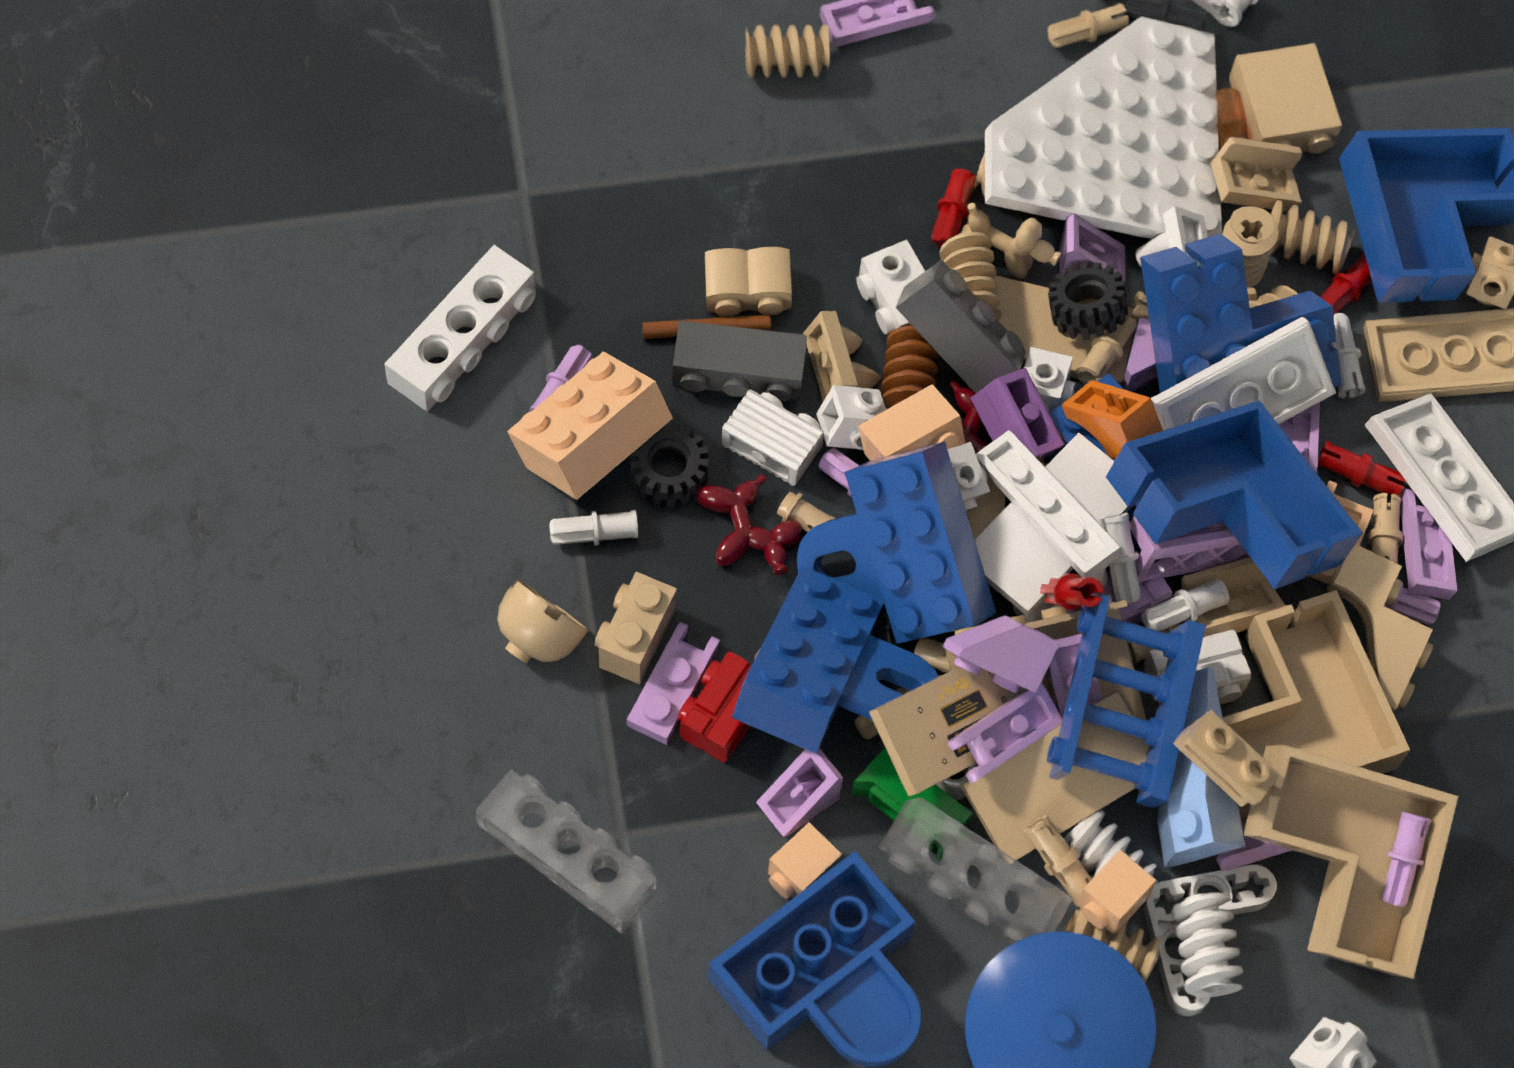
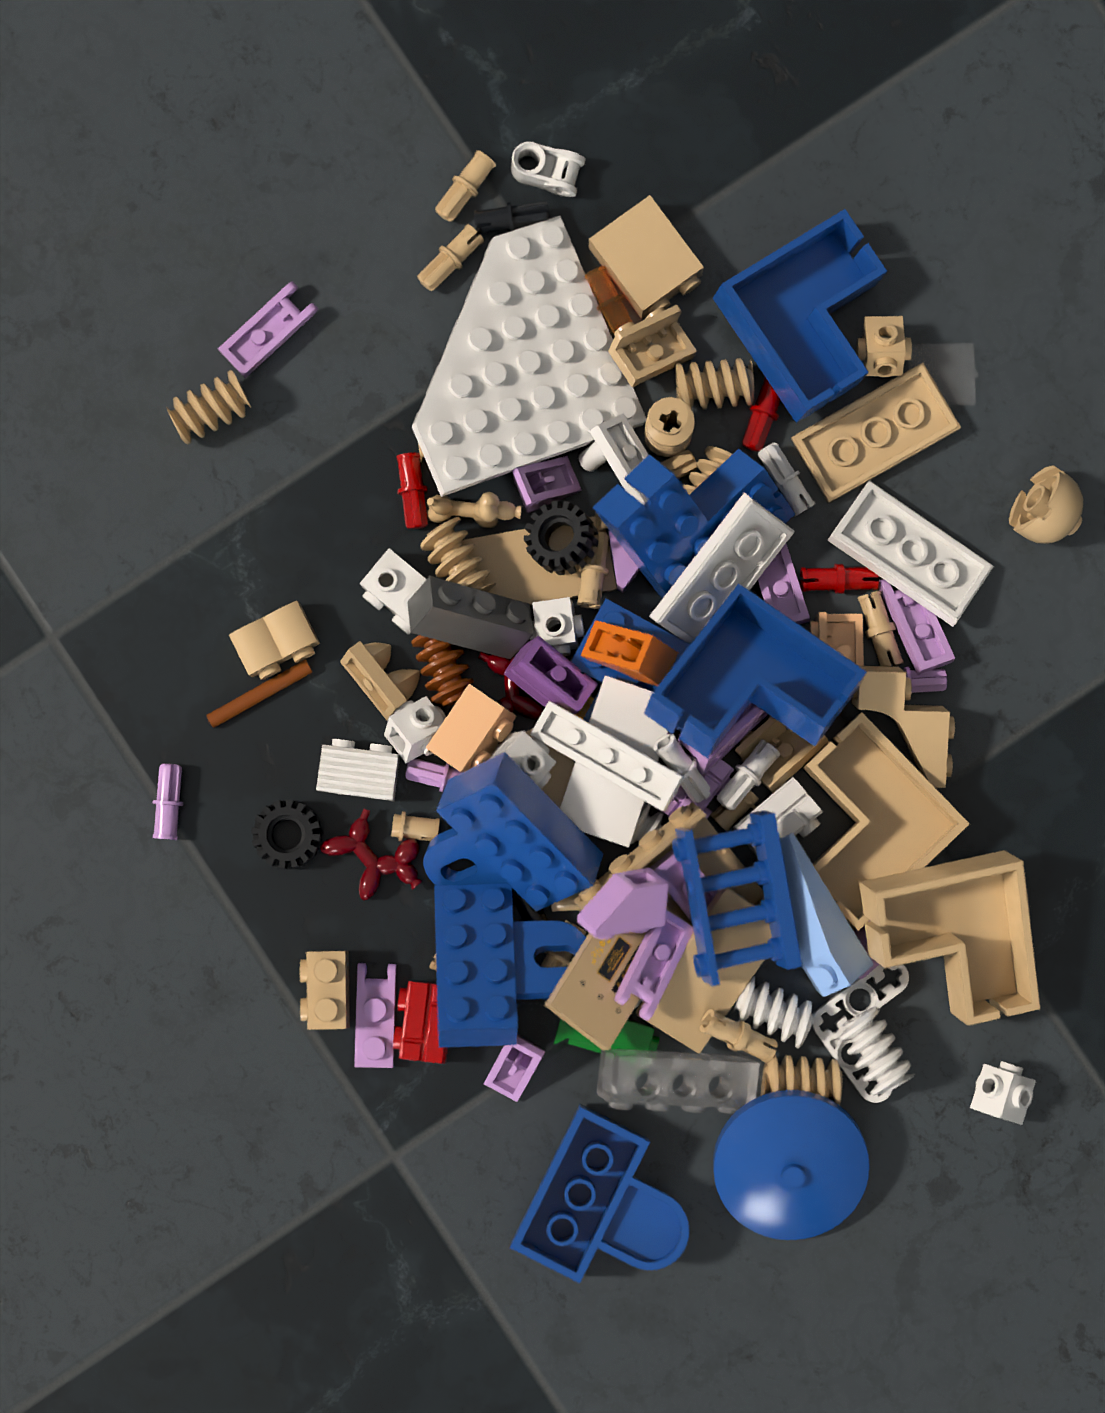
camera: 15 degrees left, 20 degrees up
(492, 277) = (55, 772): white brick -> none
(537, 625) = (250, 1025): tan cylinder -> none
(590, 425) = (209, 839): light nougat brick -> none
(594, 528) = (253, 916): white axle -> none
(612, 901) = (298, 1193): clear brick -> none
(738, 360) = (301, 718): dark grey brick -> none
(802, 862) = (543, 1123): light nougat brick -> none
(1072, 591) = (659, 830): red axle -> none
(1115, 893) = (791, 1055): light nougat brick -> none
(1227, 759) = (837, 925): tan bracket -> none
(1405, 857) = (999, 916): lavender axle -> none

